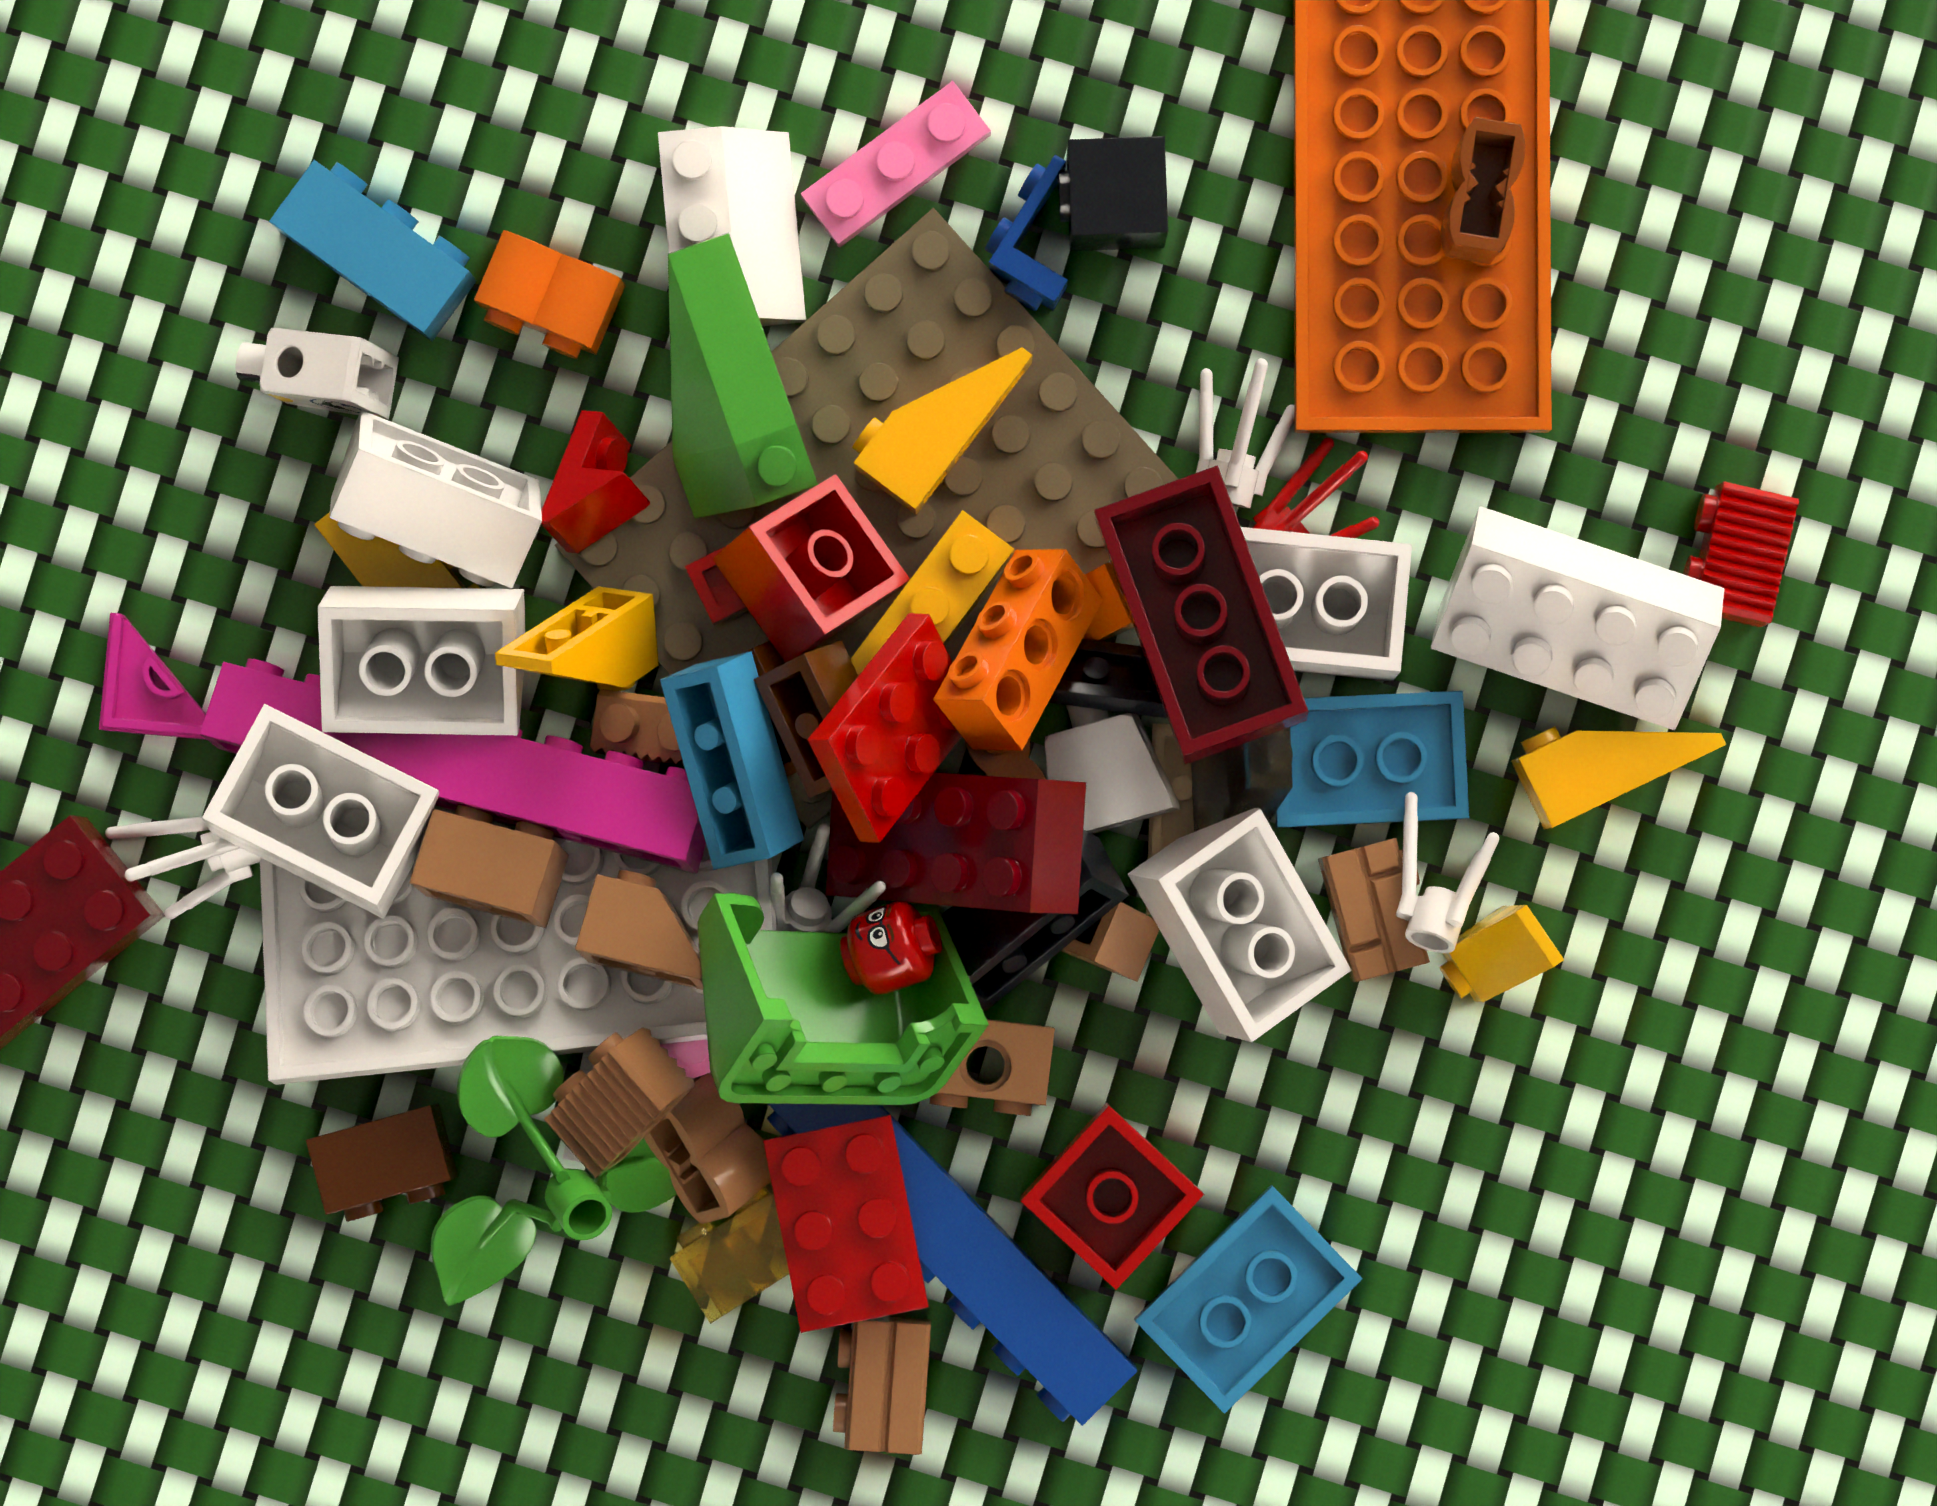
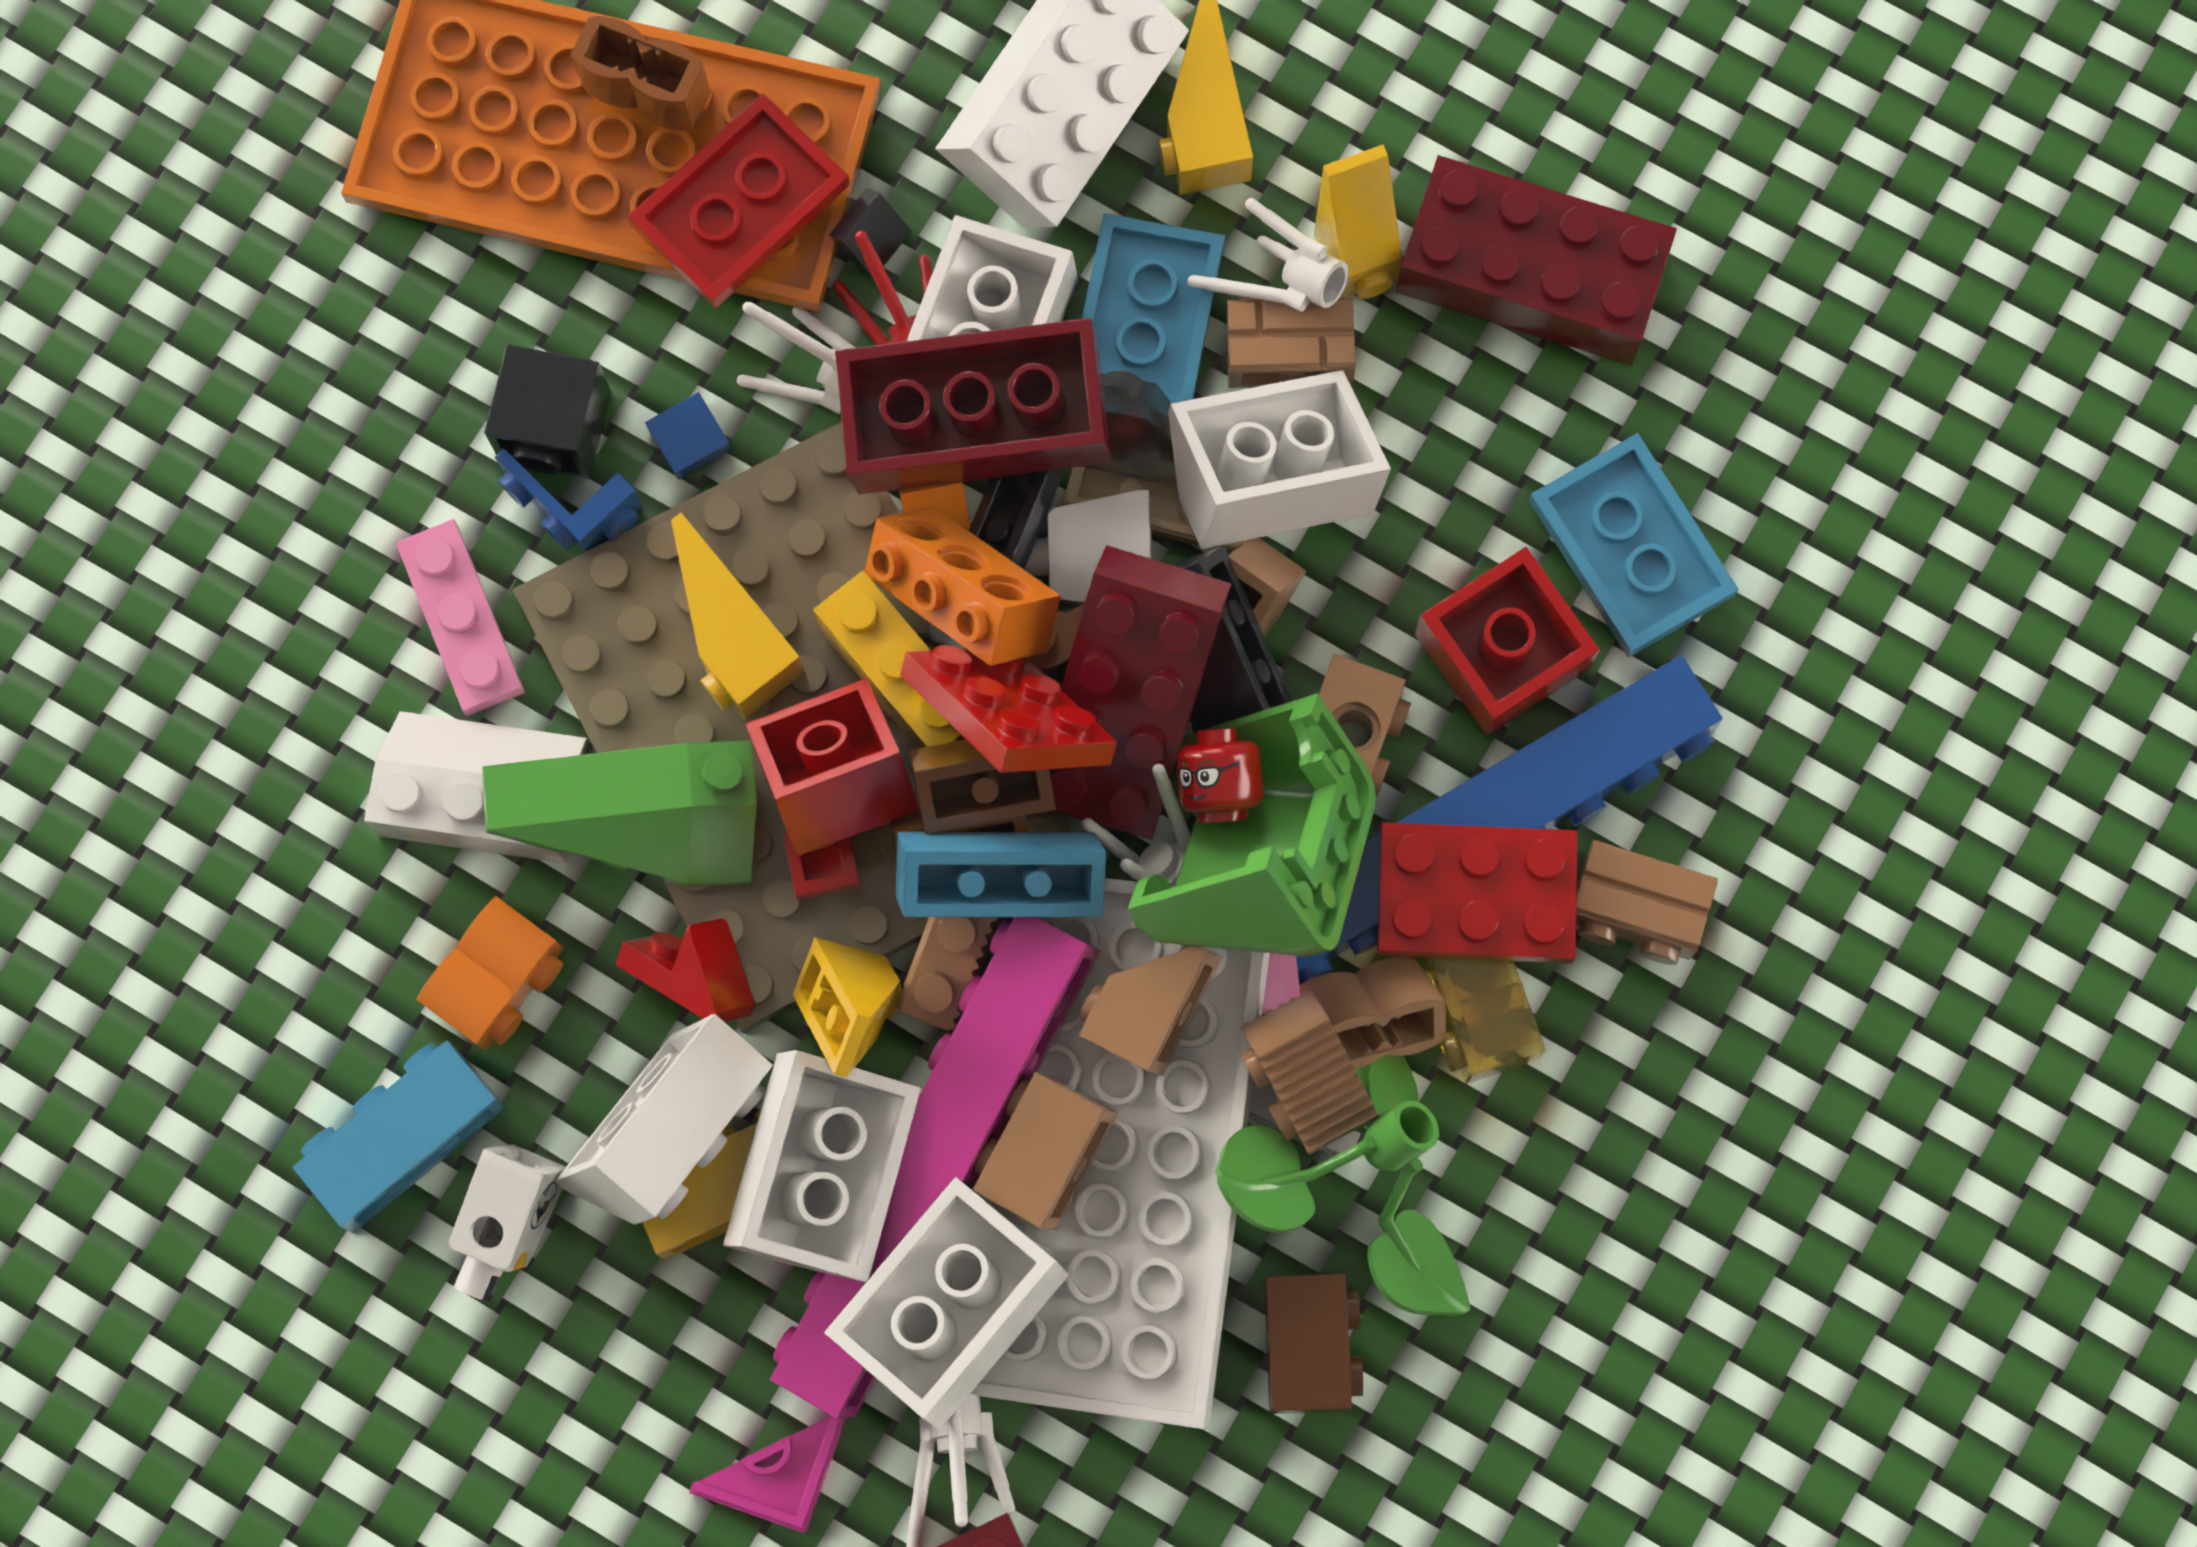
camera: 80 degrees left, 10 degrees down
(1134, 336) = (688, 435): none -> blue tile
(1379, 323) = (739, 200): none -> red plate
(1390, 462) = (879, 221): none -> black tile
(1519, 1137) = (1535, 260): none -> dark red brick

